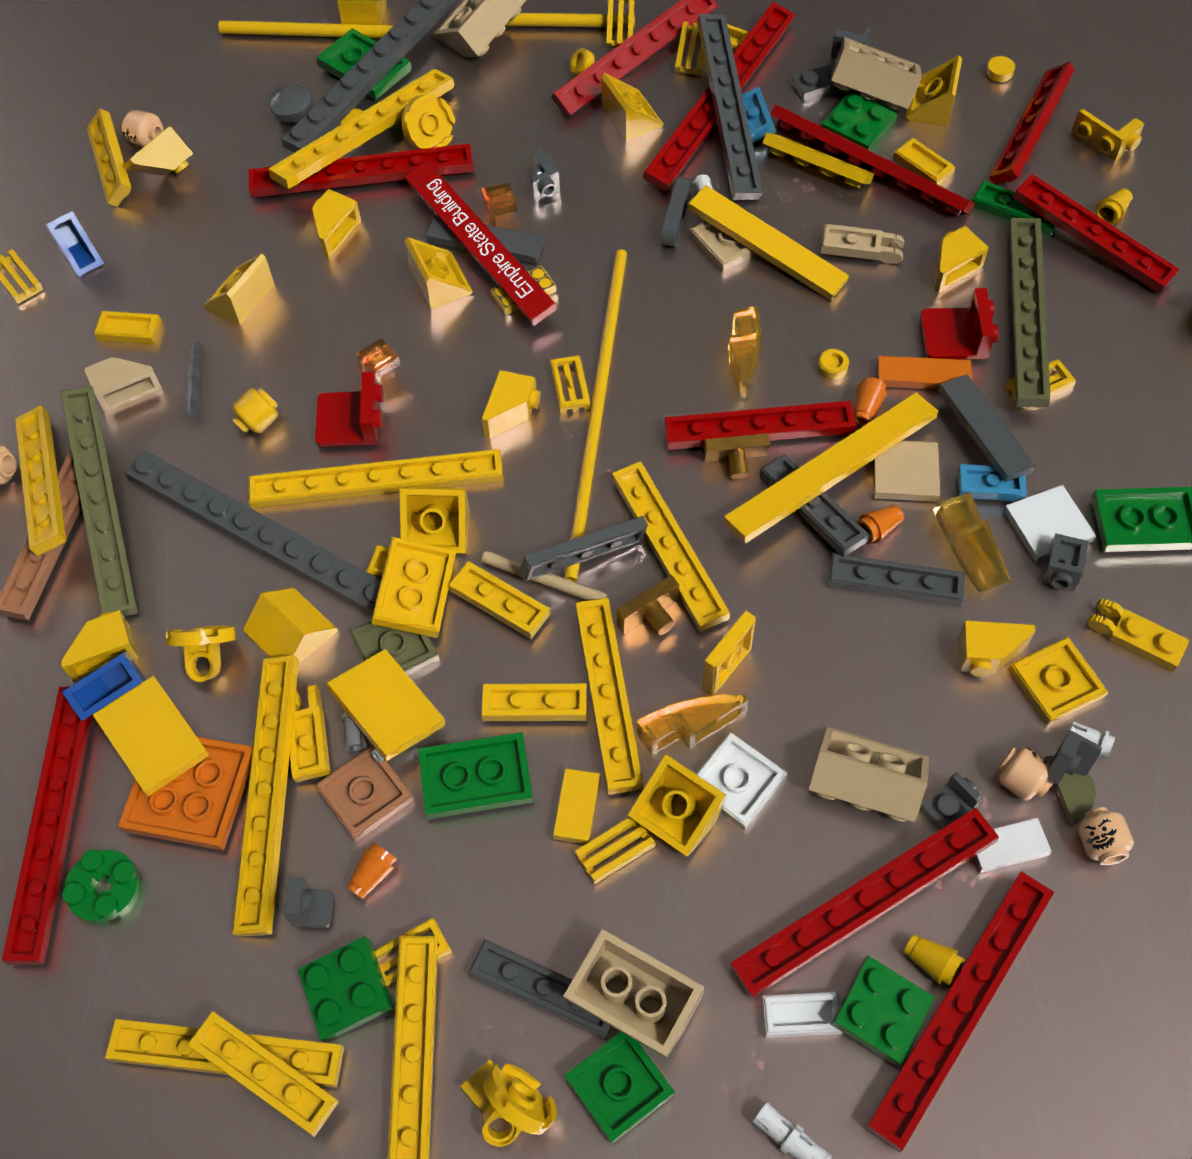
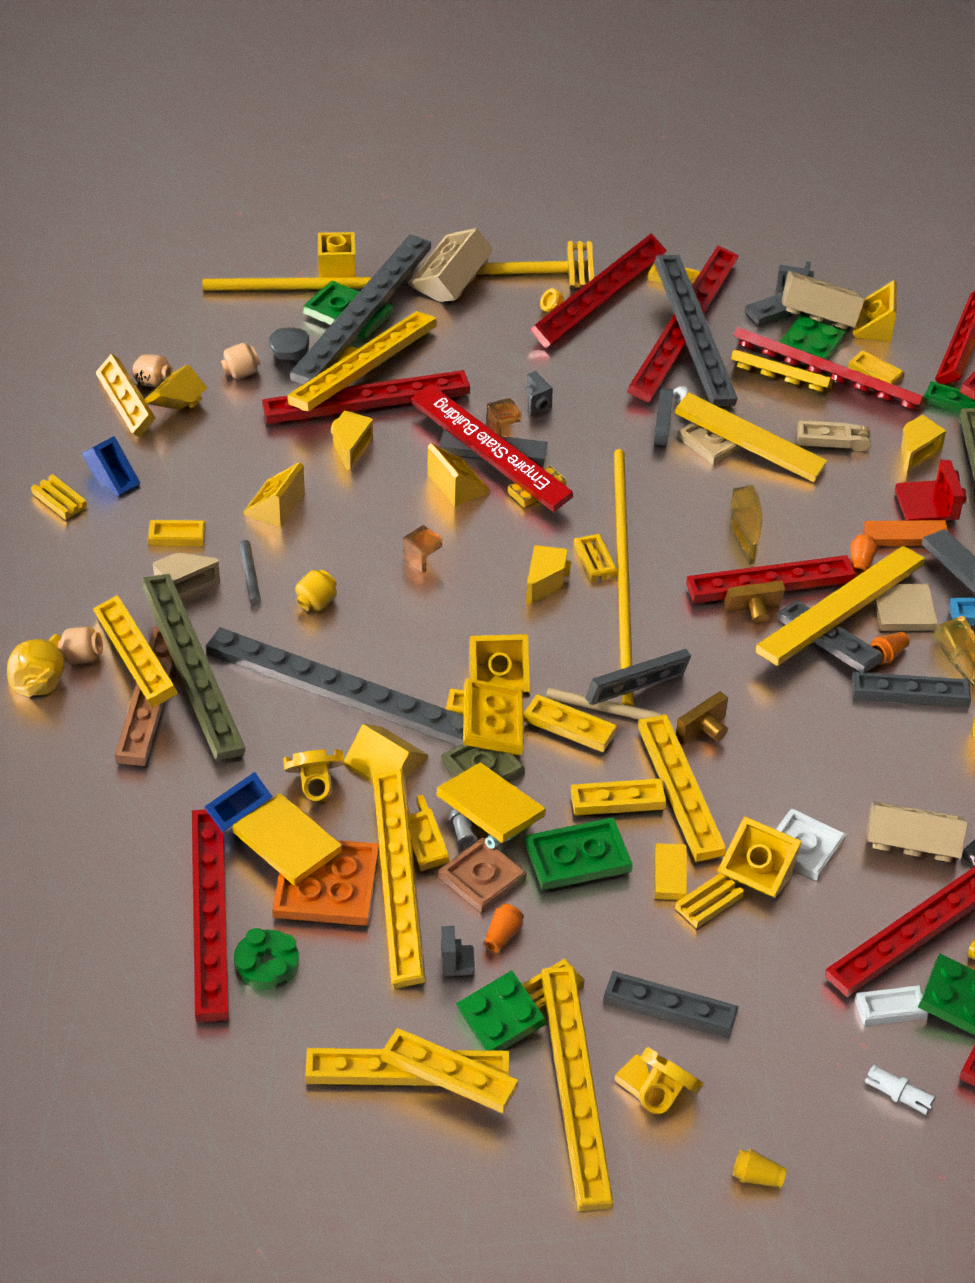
camera: 10 degrees left, 15 degrees down
(99, 644) = (219, 775): yellow slope -> none
(236, 121) = (240, 361): none -> light nougat head
(350, 416) = (405, 591): red bracket -> none
(374, 478) = (430, 639): yellow tile -> none
(427, 122) = (422, 353): yellow tile -> none
(619, 1086) = (750, 1063): green plate -> none
(627, 108) = (600, 337): yellow slope -> none
(635, 993) = (753, 987): tan slope -> none
(671, 547) = (712, 674): yellow plate -> none
(686, 28) = (649, 304): yellow tile -> none
(690, 720) = (756, 800): clear yellow slope -> none
(728, 654) = (781, 745): yellow tile -> none
(757, 114) = (722, 336): dark azure plate -> none
(833, 364) = (825, 530): yellow tile -> none
(1000, 69) = (930, 293): yellow tile -> none

